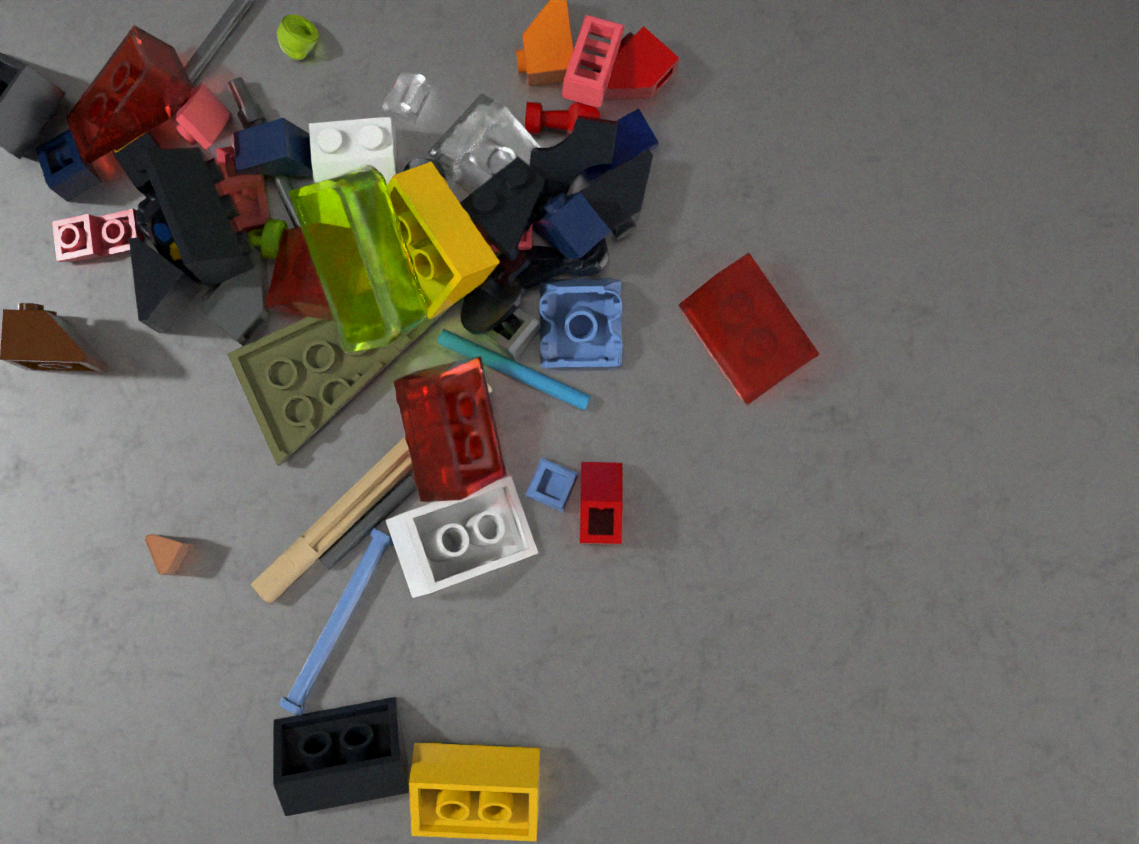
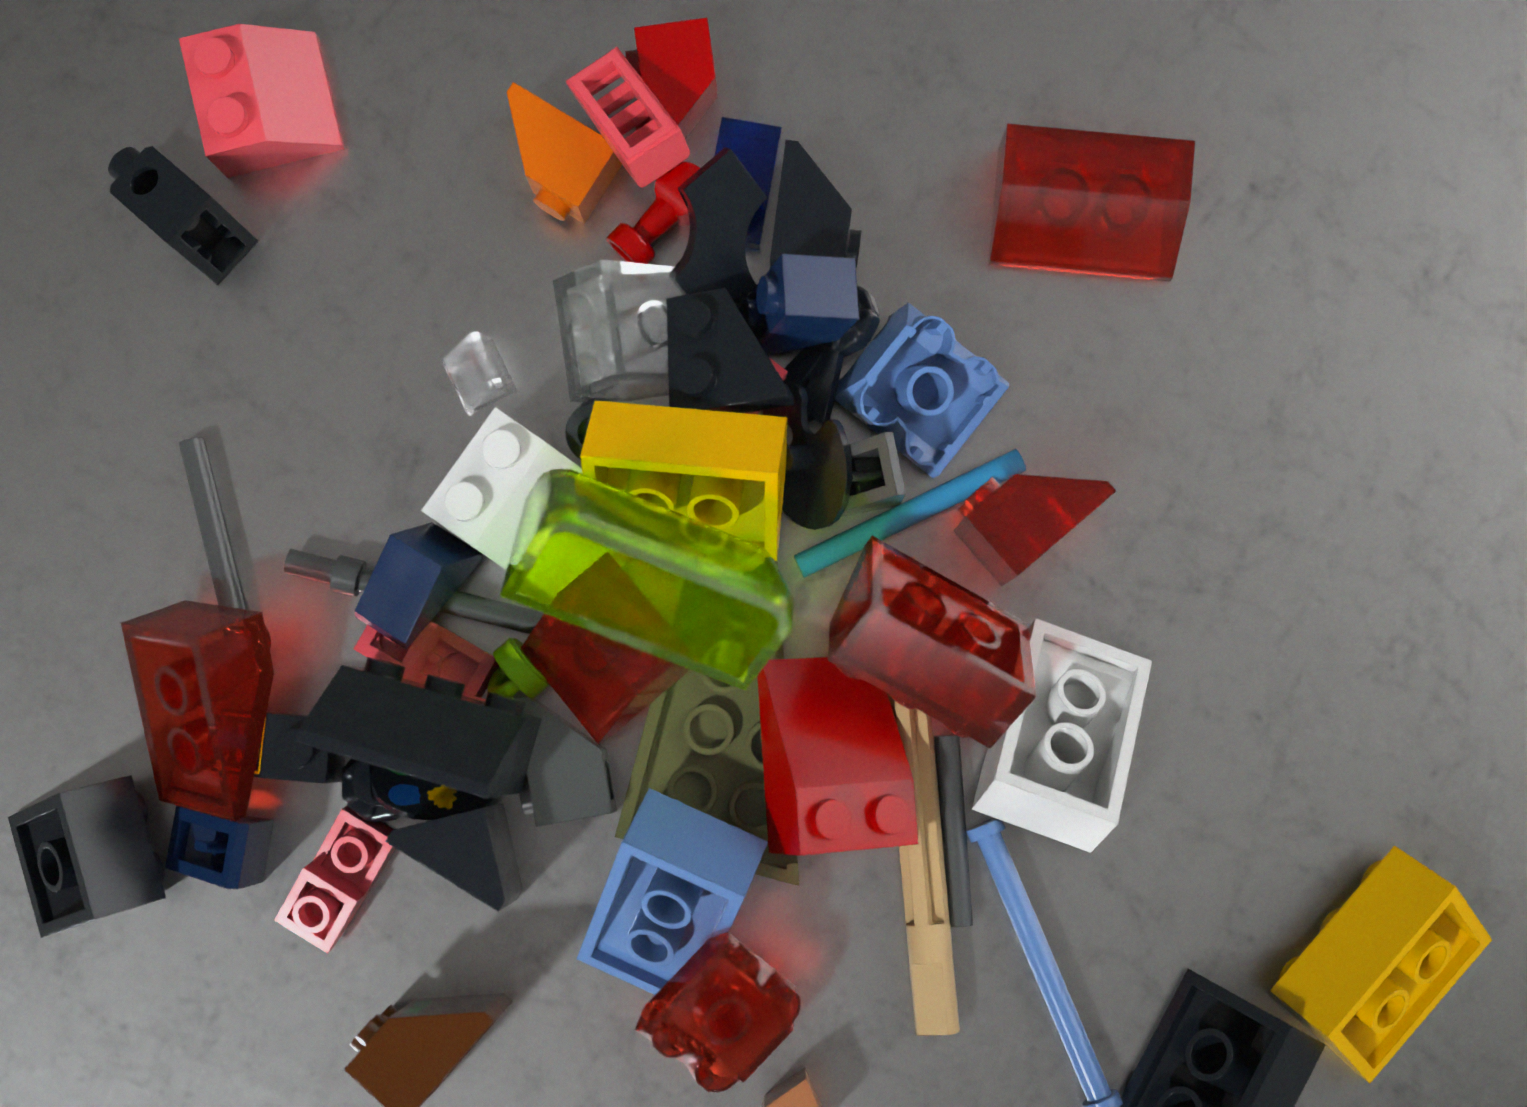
camera: 50 degrees left, 0 degrees up
(179, 473) = (721, 1013): none -> clear red slope
(202, 117) = (305, 633): coral slope -> none
(217, 404) = (668, 891): none -> medium blue slope
(296, 36) = (297, 443): lime tile -> none
(349, 429) = (831, 762): none -> red slope
(551, 426) = (1024, 518): none -> clear red slope
(552, 484) = (1084, 579): medium blue tile -> none
(601, 503) = (1162, 539): red slope -> none

